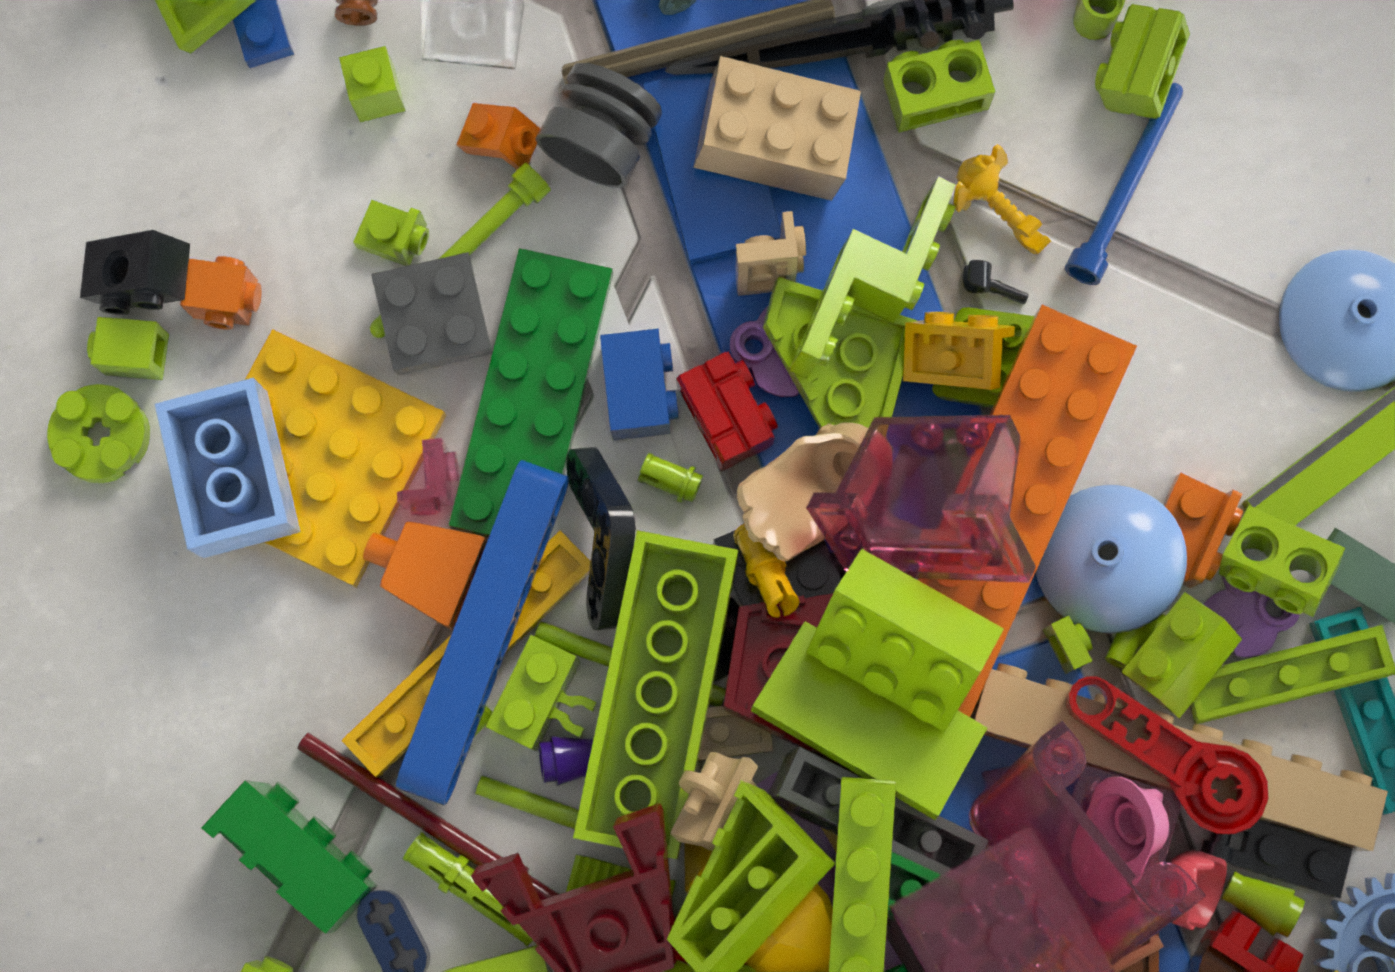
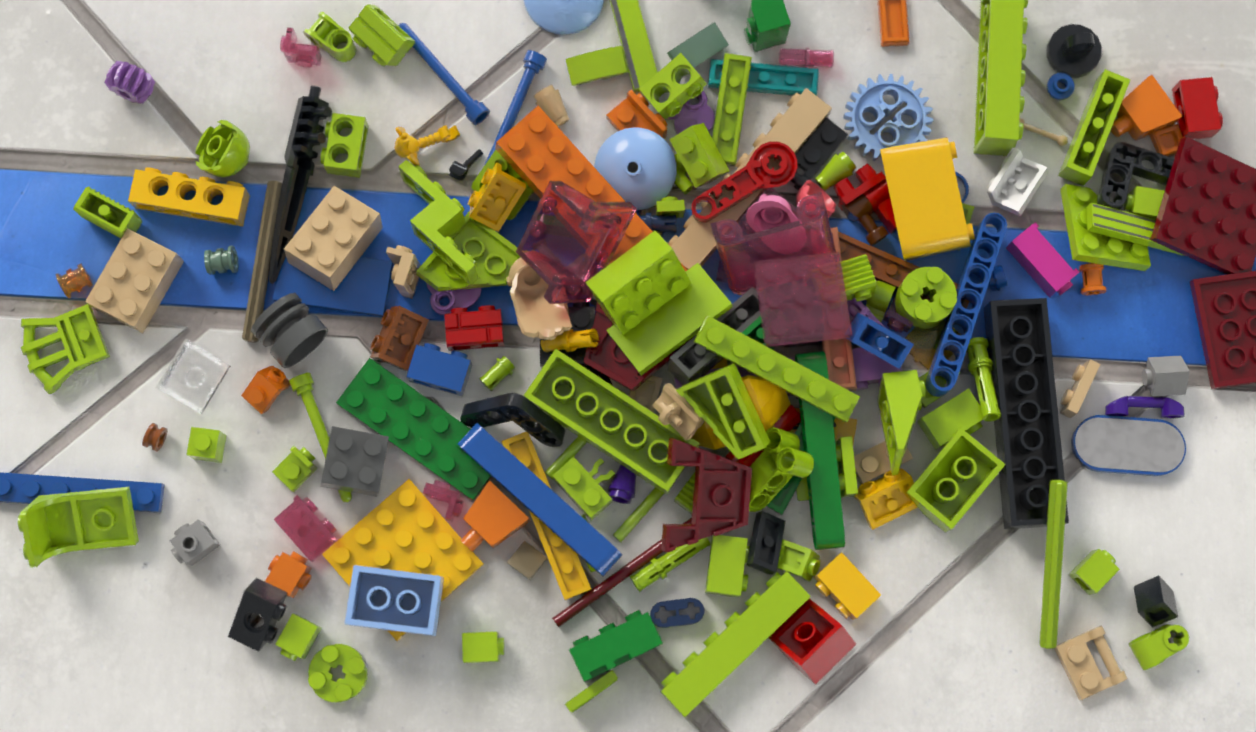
camera: 75 degrees left, 0 degrees up
(212, 850) = (591, 691): none -> lime tile
(216, 131) = (193, 542): none -> light grey brick
(216, 639) = (482, 647): none -> lime brick
(305, 290) = (306, 528): none -> clear pink bracket
(384, 652) = (527, 560): none -> dark tan slope
(665, 299) = (398, 337): none -> dark orange bracket
(1034, 634) = (657, 222): none -> dark blue pin
(1155, 378) = (552, 104): none -> tan cone
(1210, 319) = (533, 64): none -> blue piece
(1258, 422) = (597, 65): none -> lime slope

